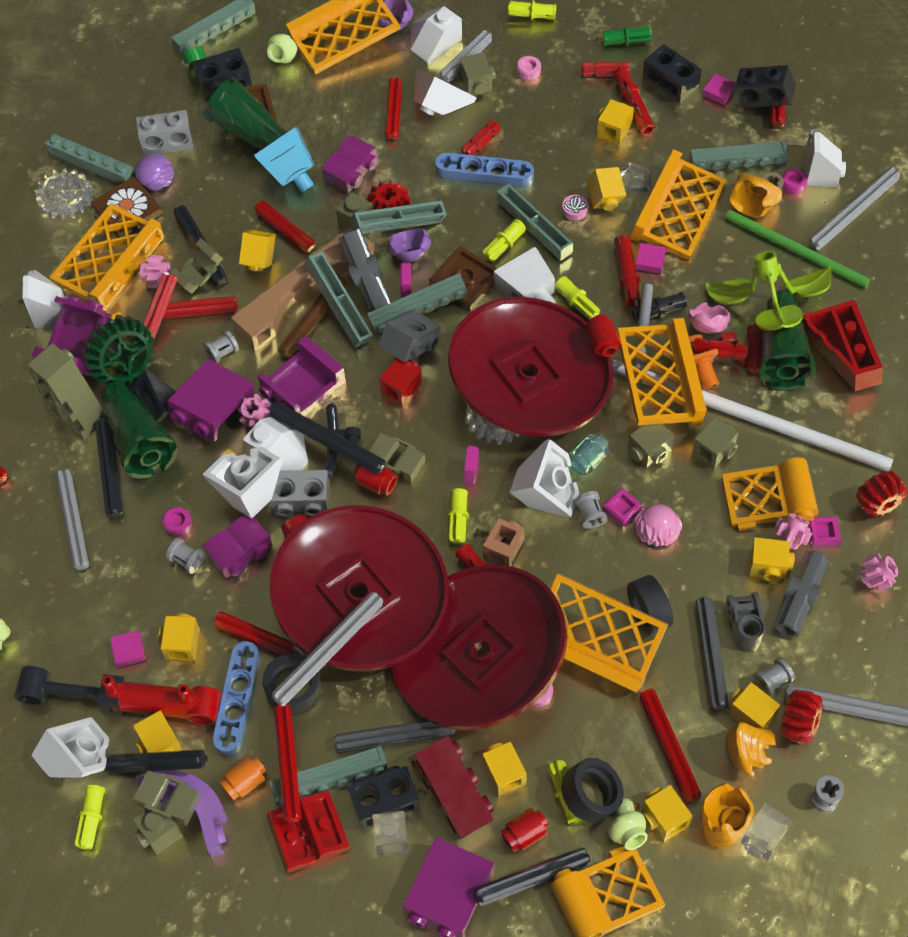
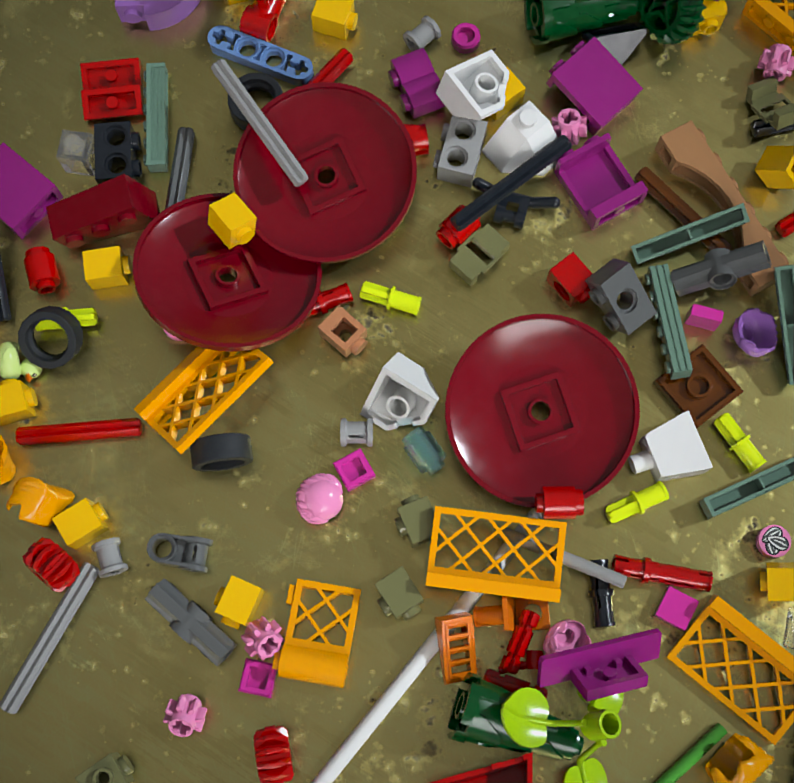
camera: 105 degrees right, 15 degrees up
(160, 302) = (724, 54): axle -> none
(201, 307) = (723, 100): red axle -> none
(221, 346) = (663, 111): light grey bush -> none
(243, 777) = (178, 44): orange brick -> none
(287, 764) = (167, 76): red axle -> none
(431, 651) = (232, 220): none -> yellow brick
(471, 465) = (445, 324): dark pink tile -> none
(712, 654) = (159, 505): dark grey axle -> none
(721, 283) = (603, 666): none -> magenta bracket
(734, 391) = (442, 625): none -> orange slope

